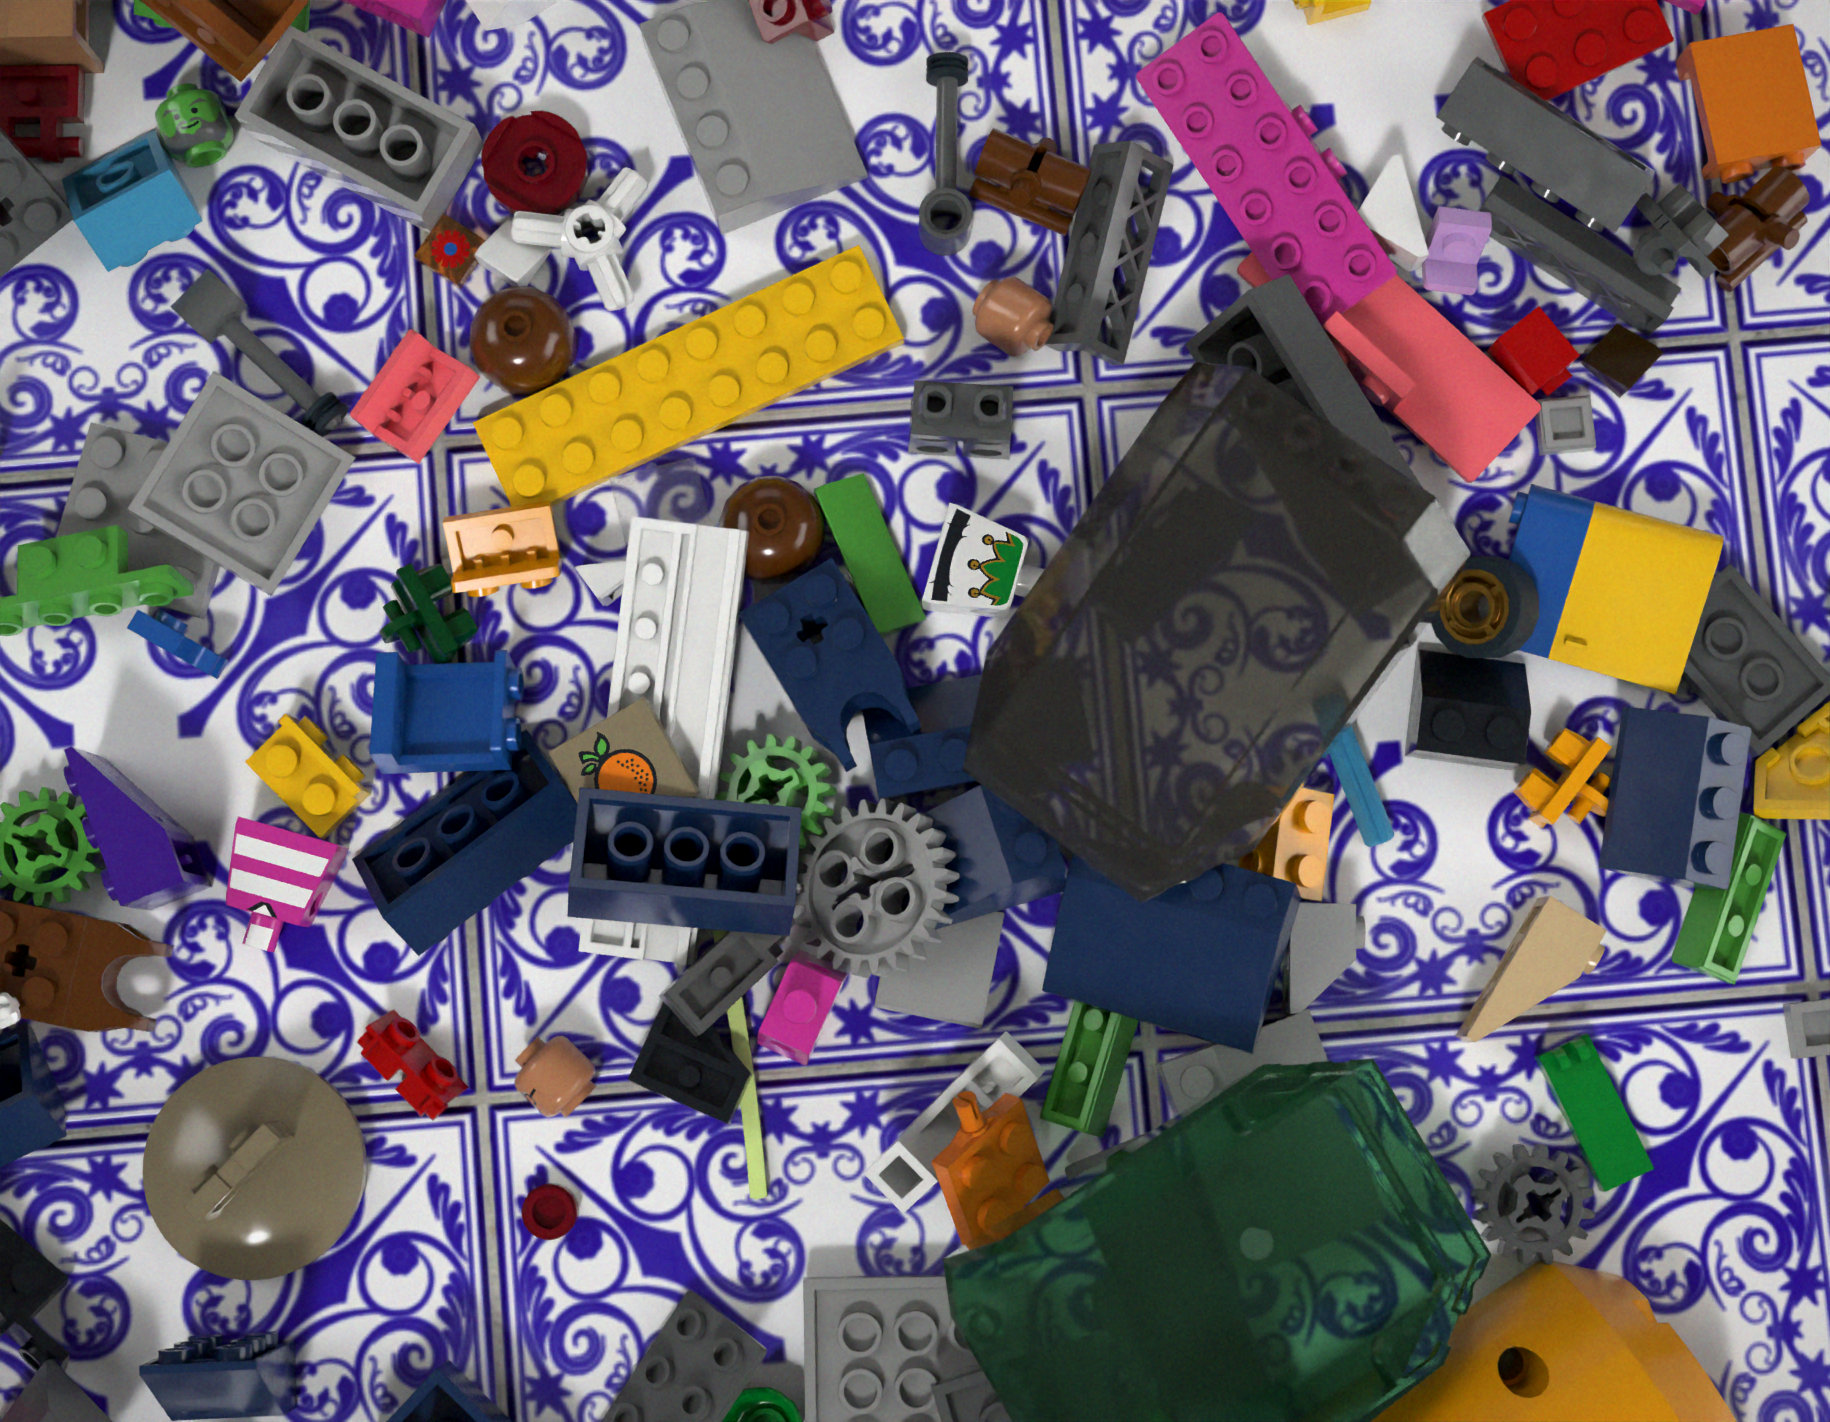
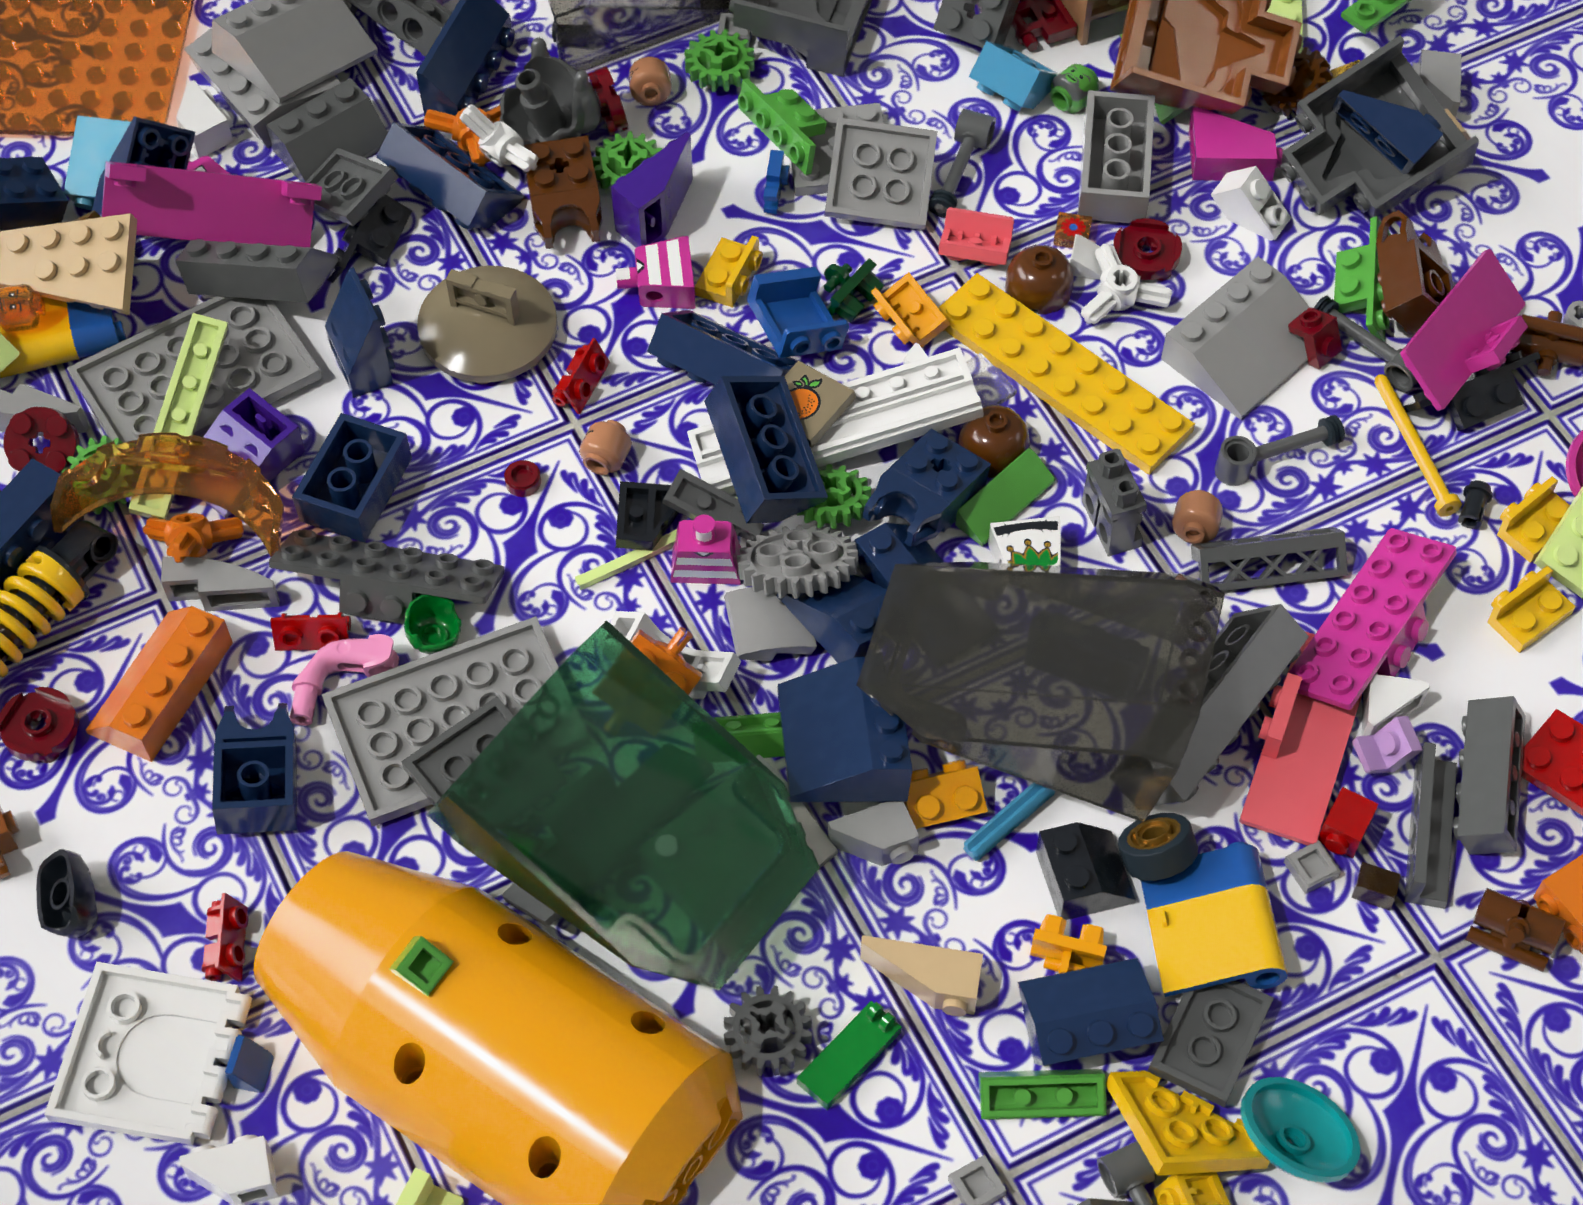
camera: 70 degrees right, 25 degrees down
(1030, 180) = (1288, 494): reddish brown pin -> none
(1682, 231) = (1478, 871): dark grey hips -> none

